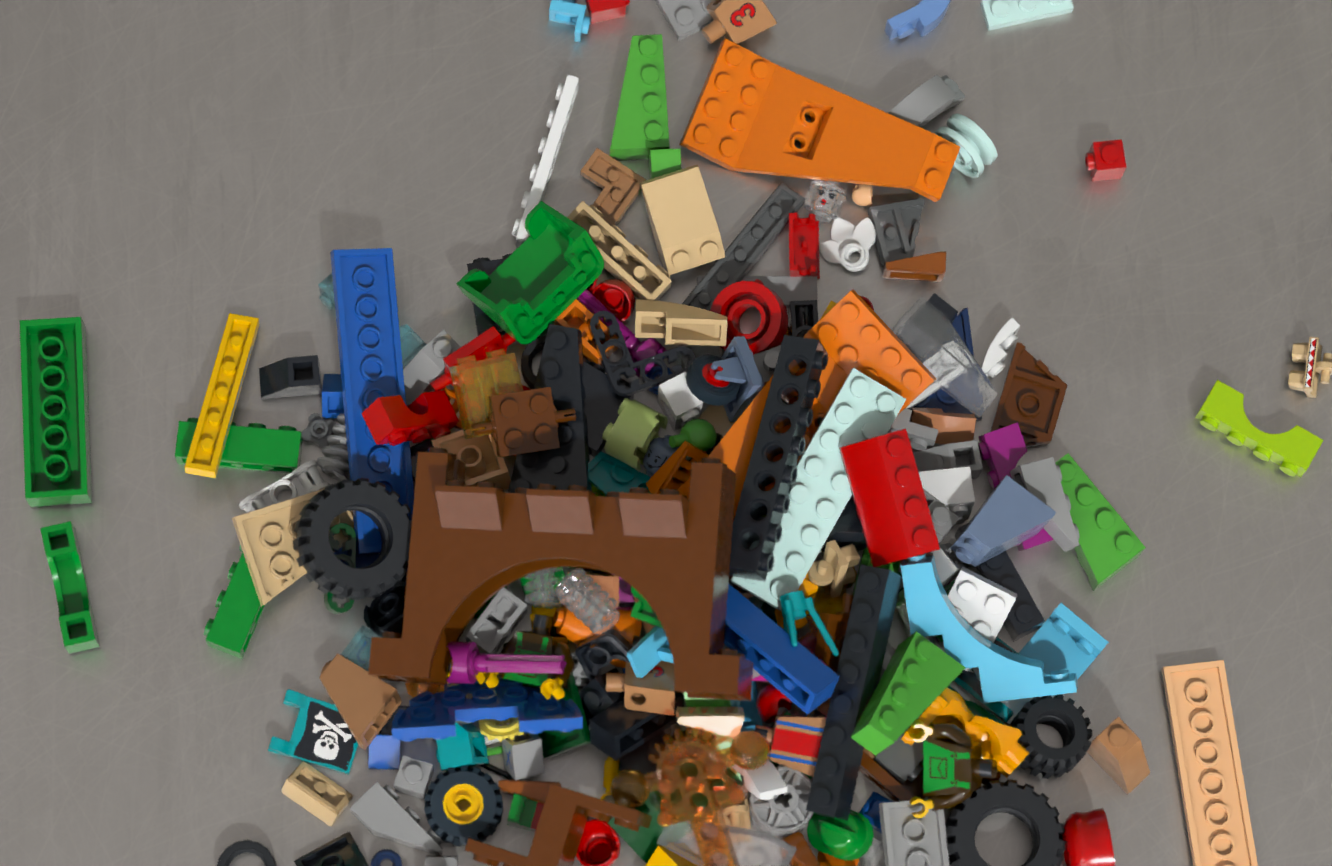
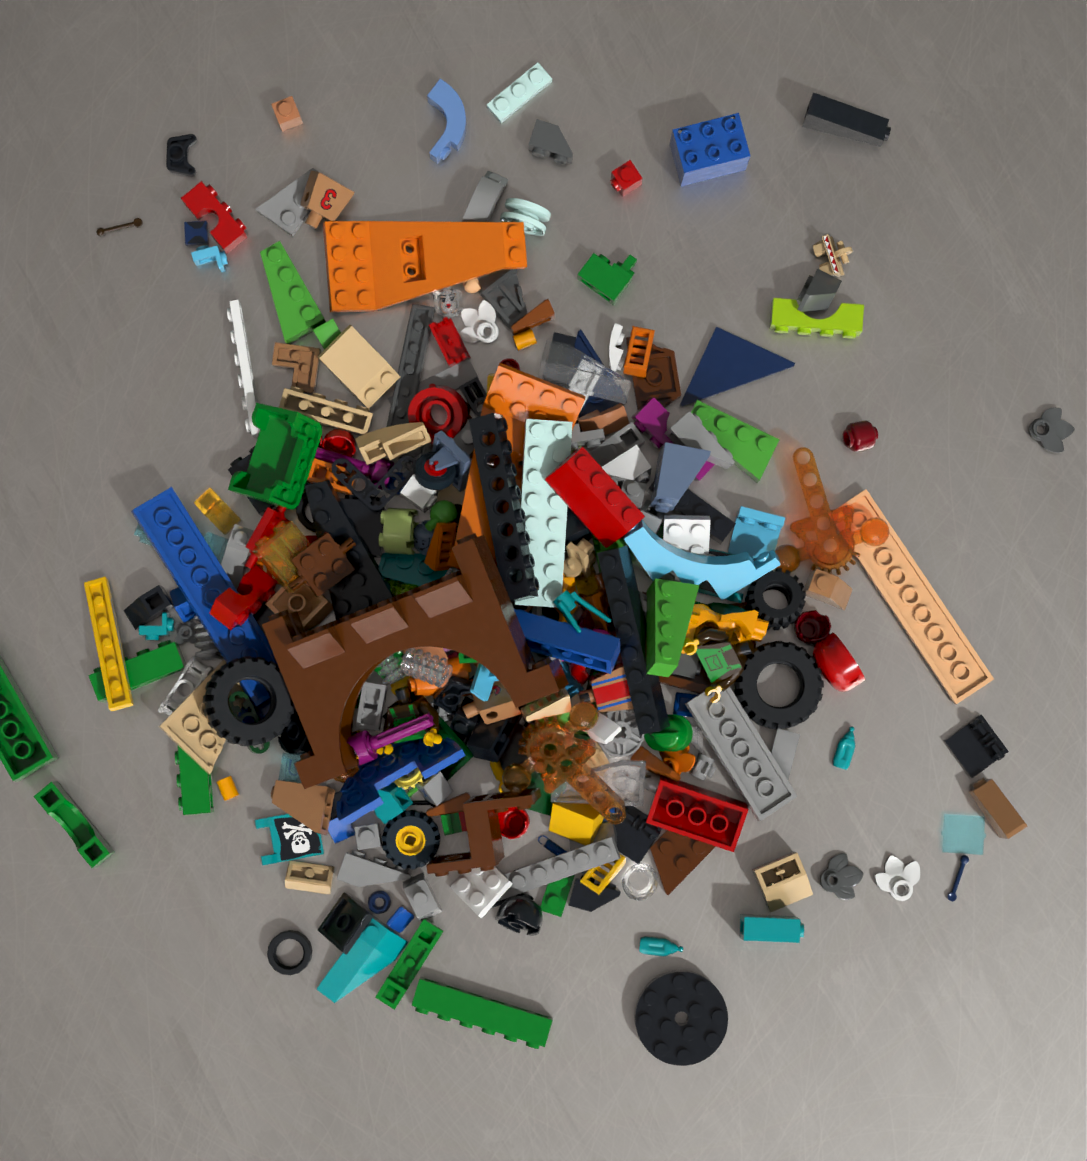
camera: 20 degrees left, 10 degrees up
(274, 637) = (227, 788): none -> light orange hinge
(282, 411) = (153, 632): none -> teal bracket
(429, 308) = (217, 511): none -> clear yellow slope
(894, 287) = (524, 339): none -> light orange hinge
(1015, 381) = (634, 365): none -> orange slope
(1026, 264) = (606, 279): none -> green hinge
(1036, 77) = (550, 142): none -> dark grey slope
(1078, 792) = (812, 627): none -> dark red hair
(1127, 434) = (731, 364): none -> dark blue tile
(1207, 712) = (872, 532): none -> clear orange piece
(1222, 173) = (709, 149): none -> blue container
(1246, 593) = (860, 436): none -> dark red head
(1275, 399) = (818, 292): none -> dark grey slope

